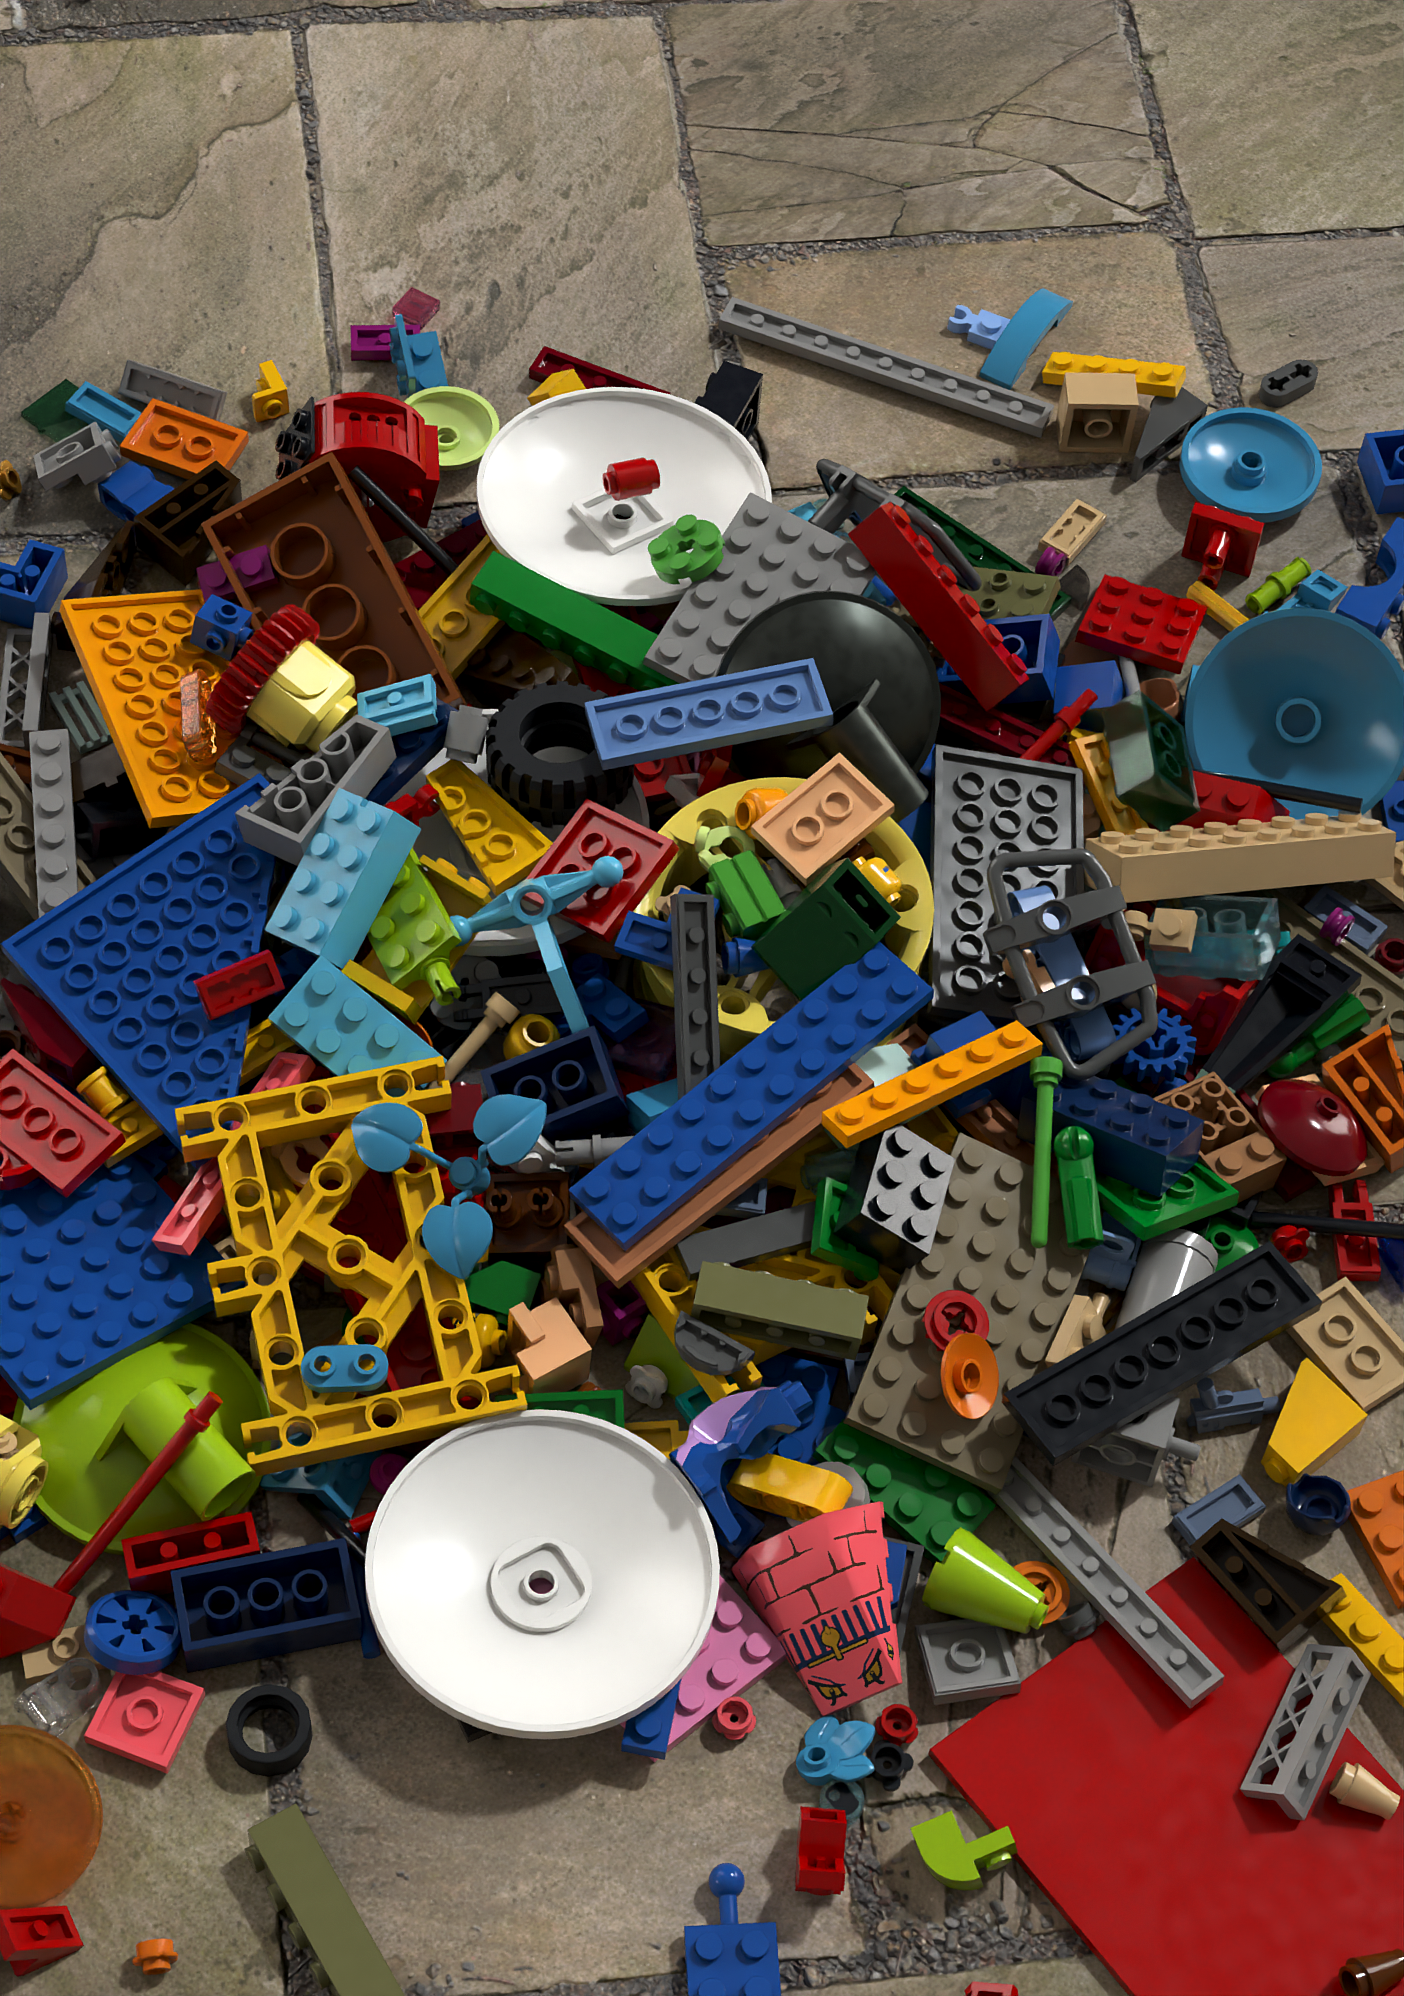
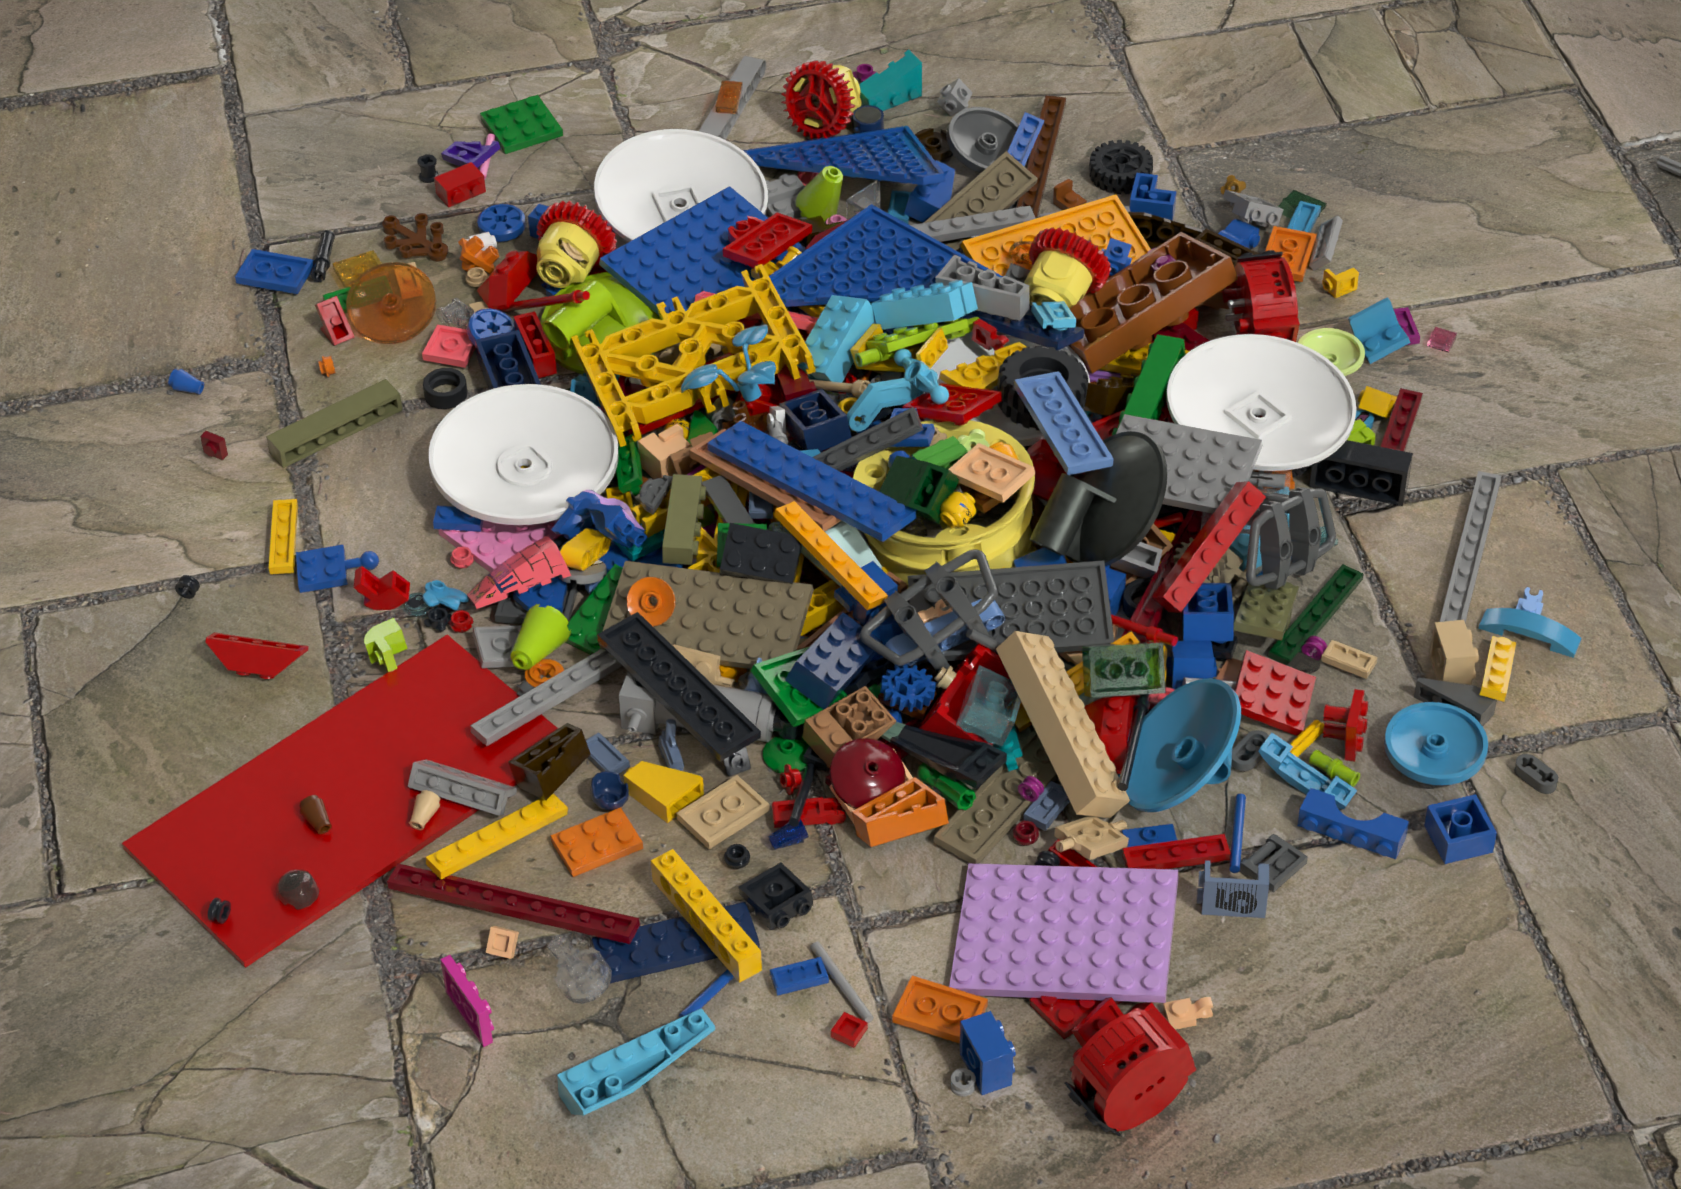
camera: 90 degrees right, 10 degrees down
(238, 984) = (852, 282): red plate -> none
(344, 1371) = (624, 356): dark azure plate -> none
(402, 520) = (1222, 311): black bar -> none
(465, 734) = (1044, 338): light grey brick -> none
(631, 478) = (1263, 393): red brick -> none
(670, 548) = (1206, 416): bright green plate -> none
(949, 1305) = (684, 585): red gear -> none
(1045, 1074) = (850, 613): bright green piece -> none
(1078, 1188) = (780, 640): green piece -> none
(1170, 930) = (978, 666): tan plate -> none

